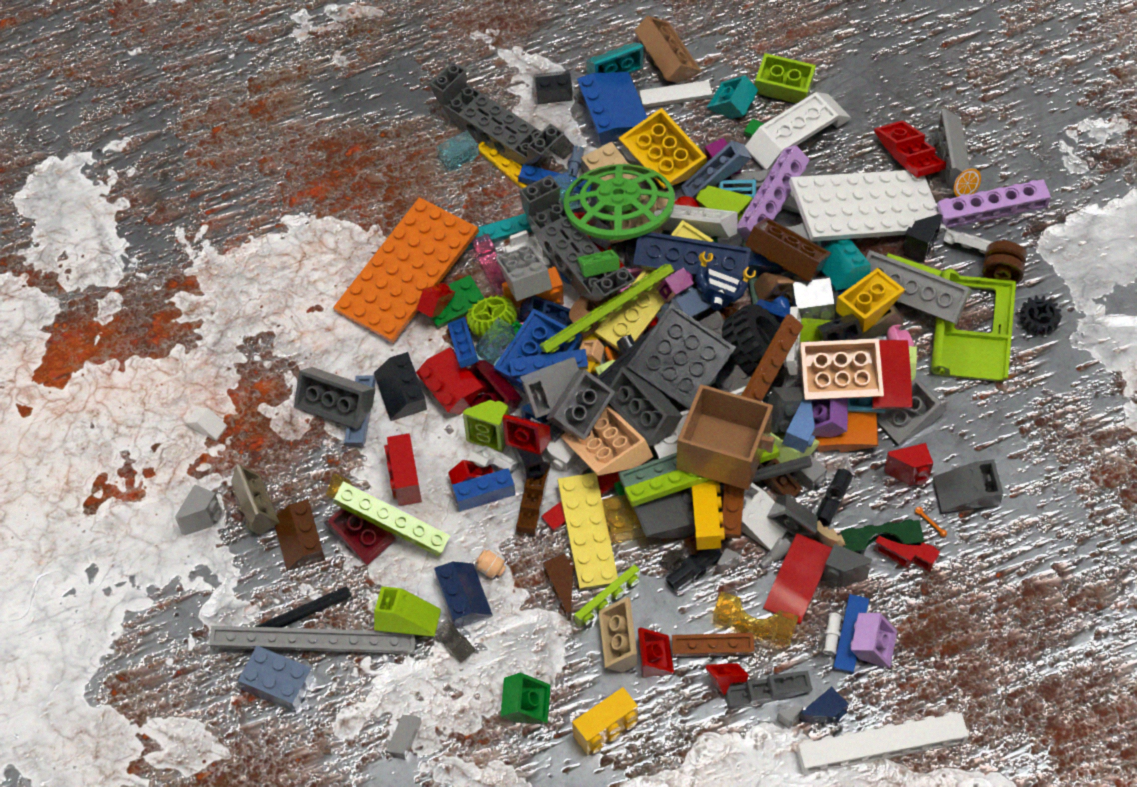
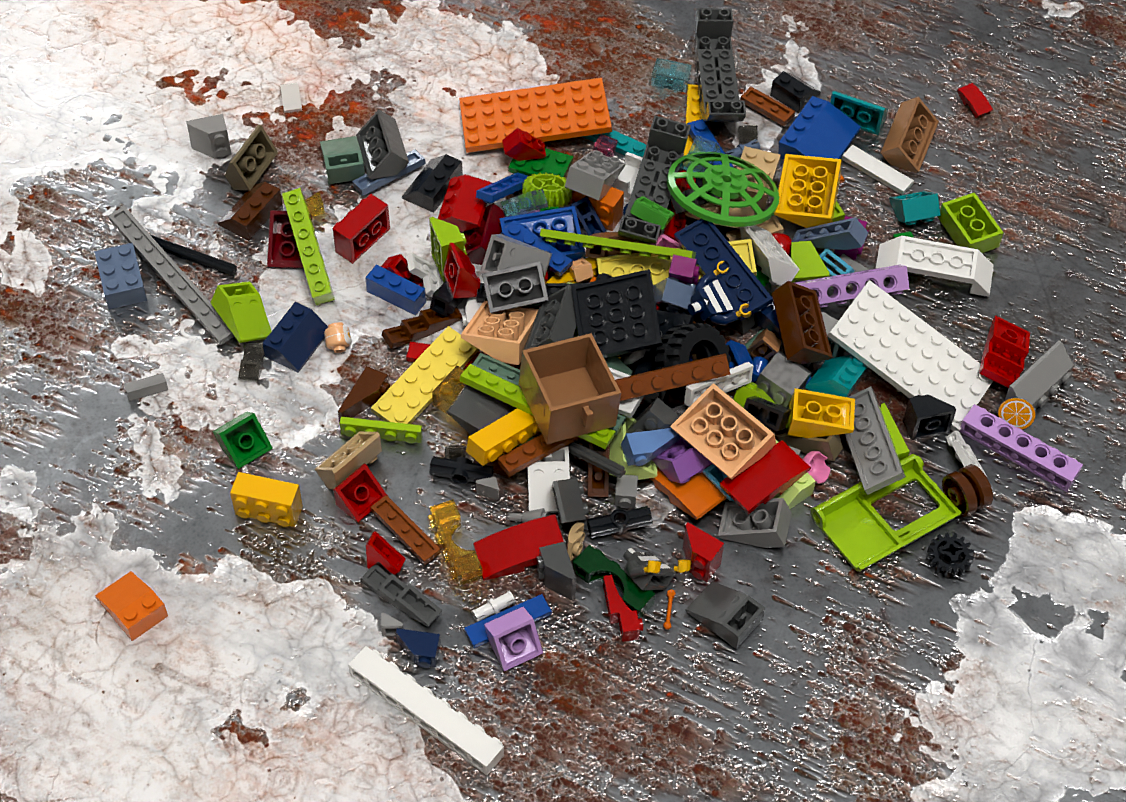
camera: 45 degrees right, 5 degrees down
(313, 432) = (342, 159): none -> sand green slope
(550, 113) = (767, 106): none -> dark orange plate
(897, 508) = (650, 571): none -> dark grey torso

